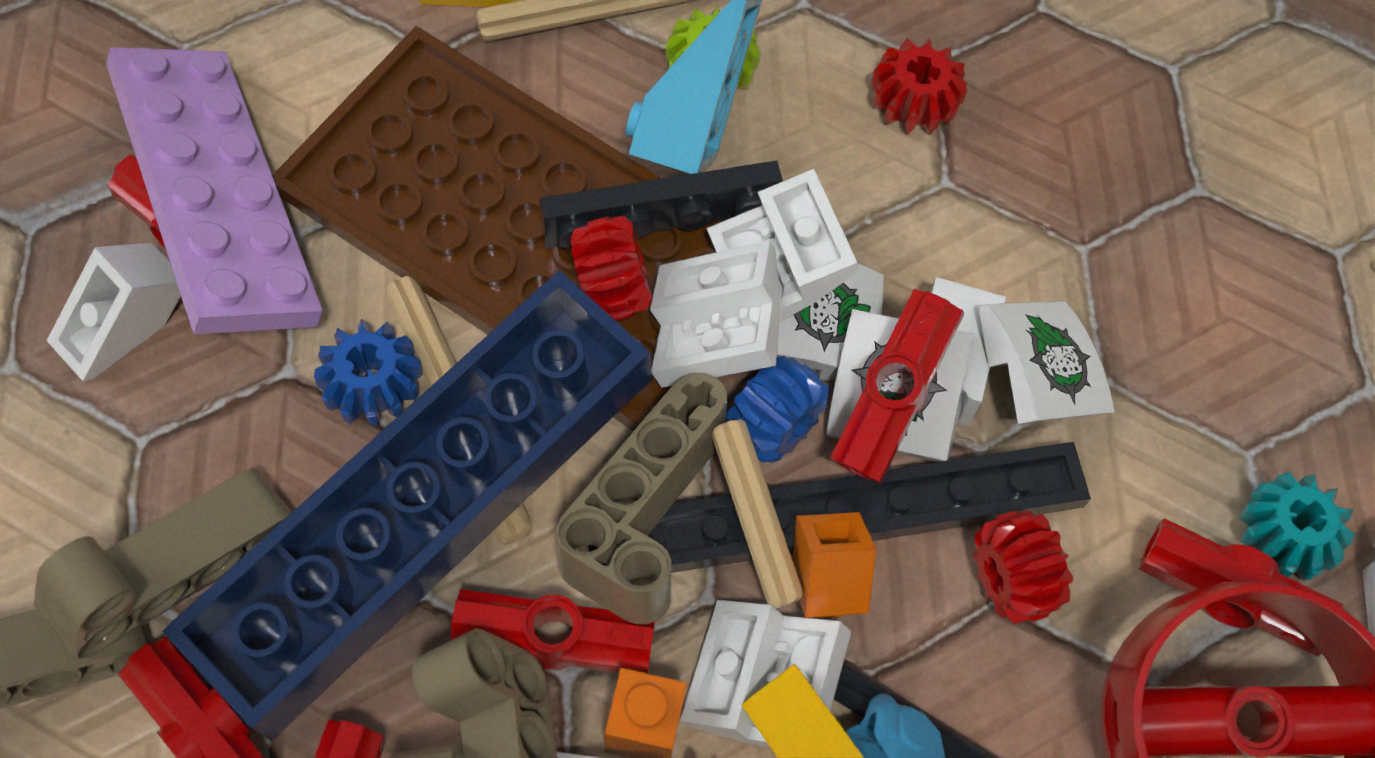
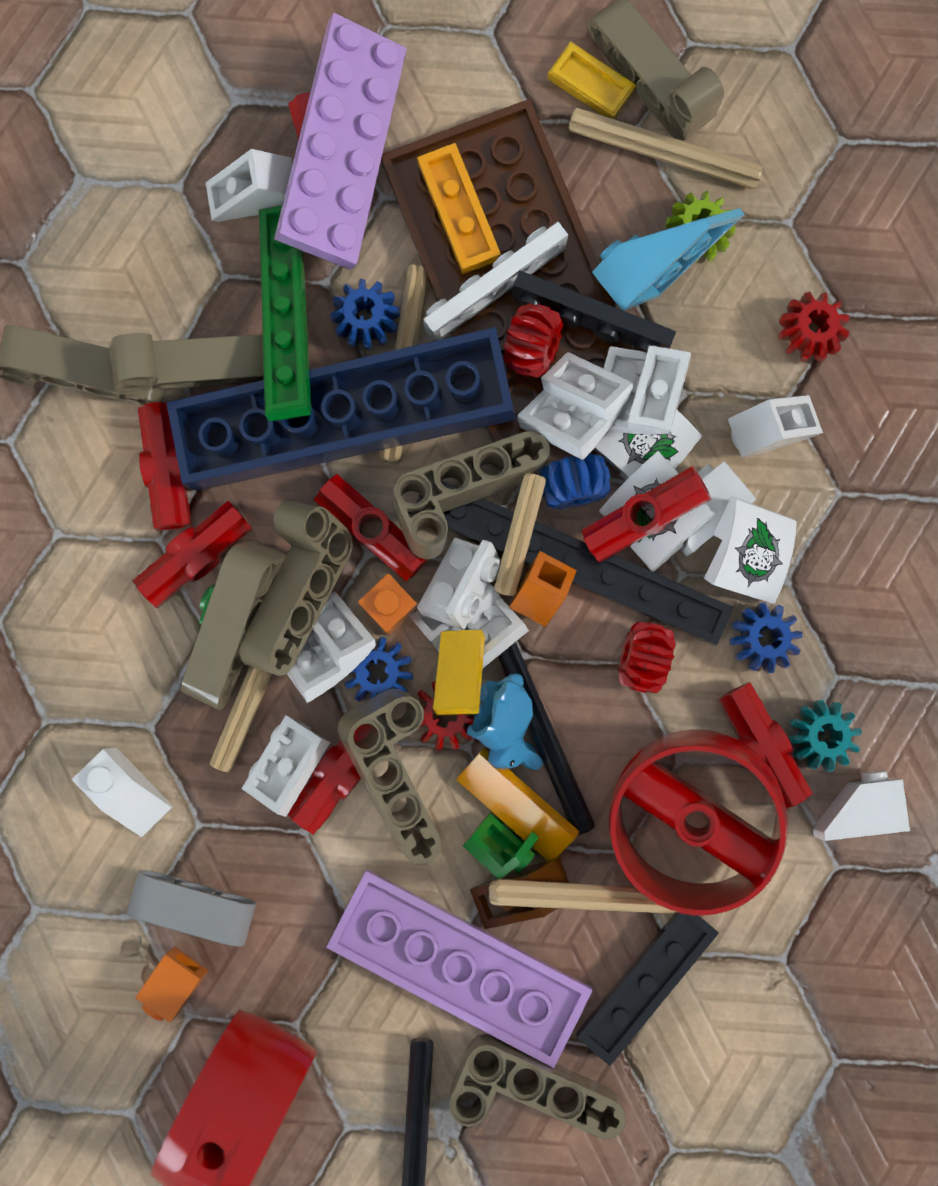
camera: 40 degrees right, 20 degrees up
(268, 431) = (283, 323): none -> green tile
(412, 180) = (458, 208): none -> light orange plate
(505, 256) = (481, 291): none -> white plate
(720, 627) = (460, 583): none -> white bracket
(955, 214) = (774, 425): none -> white slope
(1145, 478) = (781, 643): none -> blue gear

